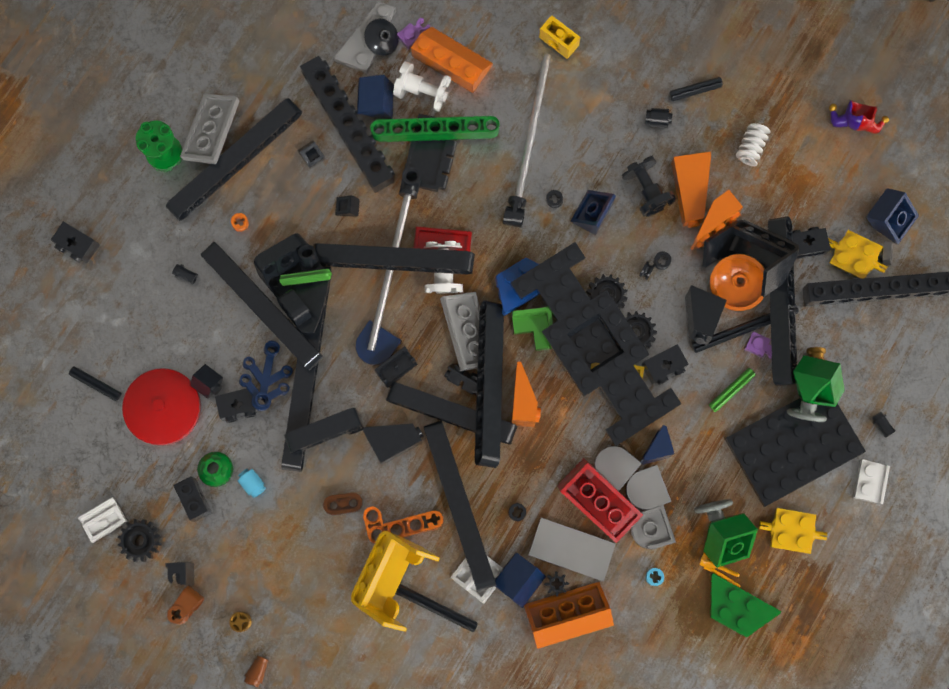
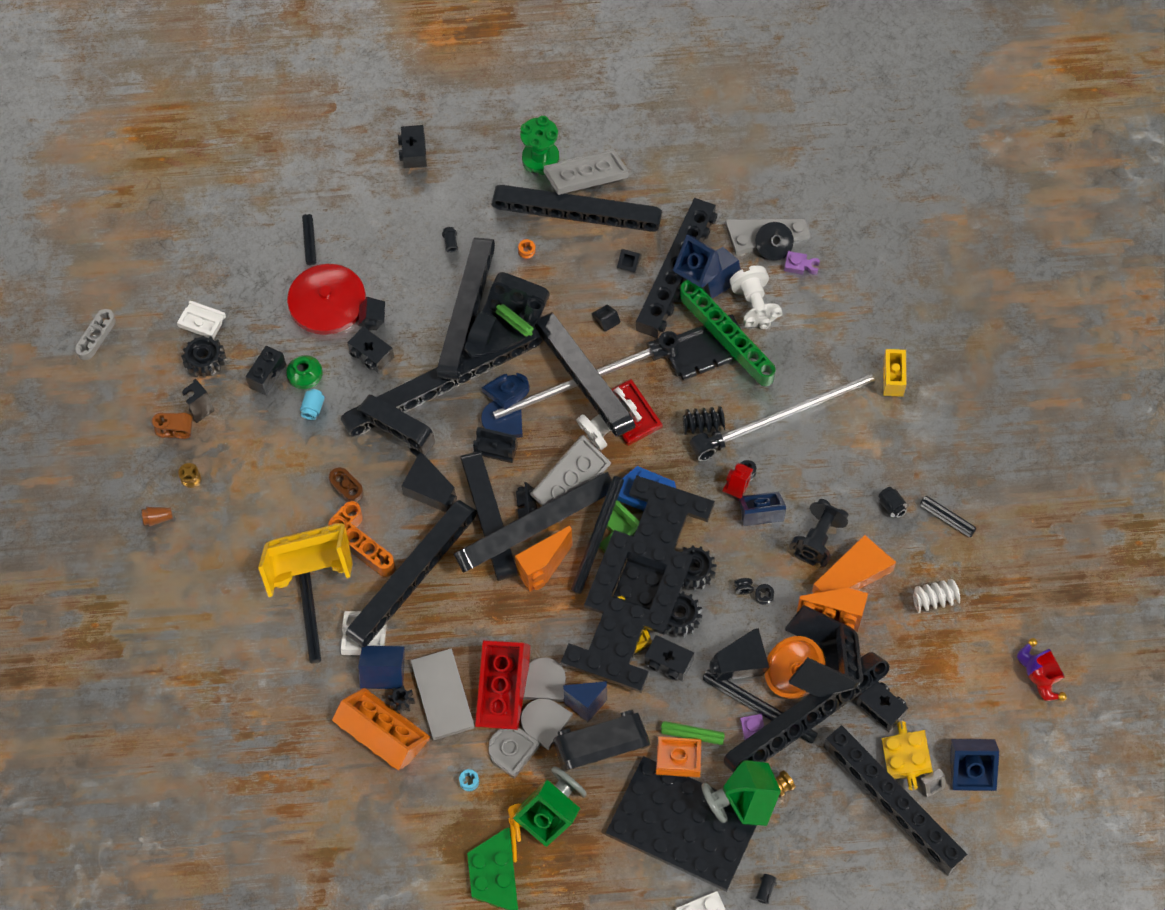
camera: 55 degrees right, 15 degrees down
(47, 631) = (95, 325): none -> light grey beam
(265, 379) = (406, 353): dark blue plant -> none
(355, 324) = (507, 389): none -> dark blue tile
(364, 106) = (697, 262): none -> dark blue slope
(450, 58) = (803, 305): orange slope -> none
(492, 199) = (704, 419): none -> black piece
(511, 510) = (440, 621): black bush -> none
(532, 345) = (597, 535): none -> black axle
(562, 212) = (738, 480): none -> red brick
(710, 463) = (601, 741): none -> black windscreen
(746, 413) = (678, 757): none -> orange plate
(793, 530) = (602, 873): yellow plate -> none

